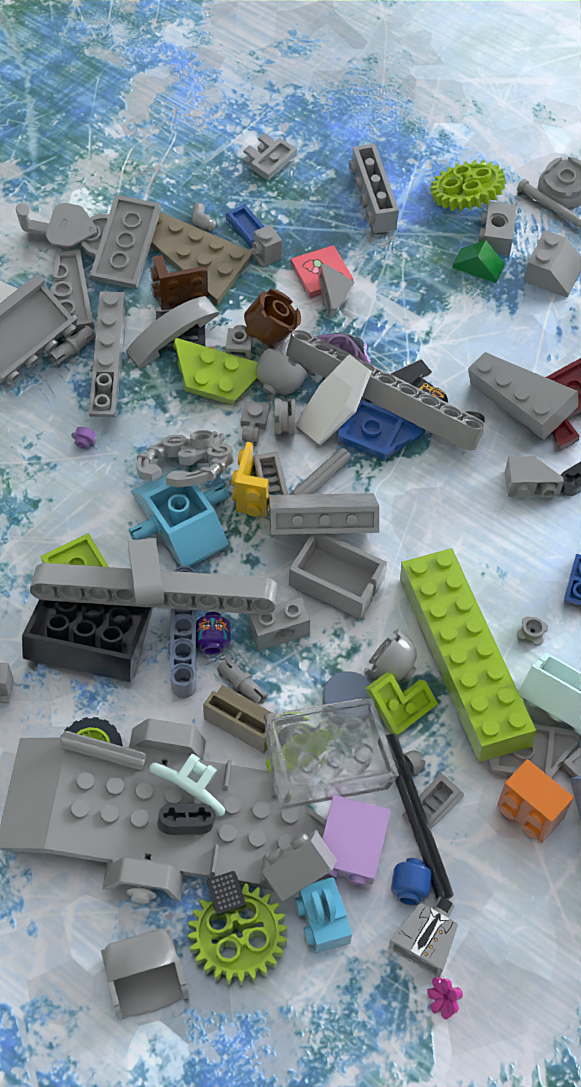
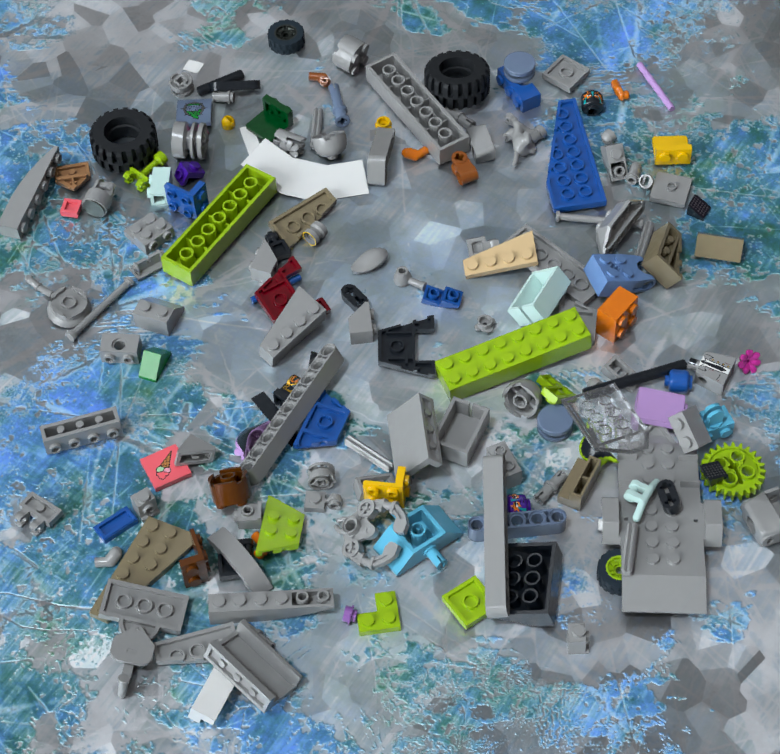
camera: 90 degrees left, 5 degrees down
(77, 478) = (384, 619): none -> lime plate
(146, 572) = (492, 529): light grey beam -> none
(278, 373) = (282, 482): light grey cylinder -> none
(334, 400) = (307, 439): white piece -> none
(468, 185) = (70, 383): lime gear -> none
(494, 519) = (397, 348): none -> black wing

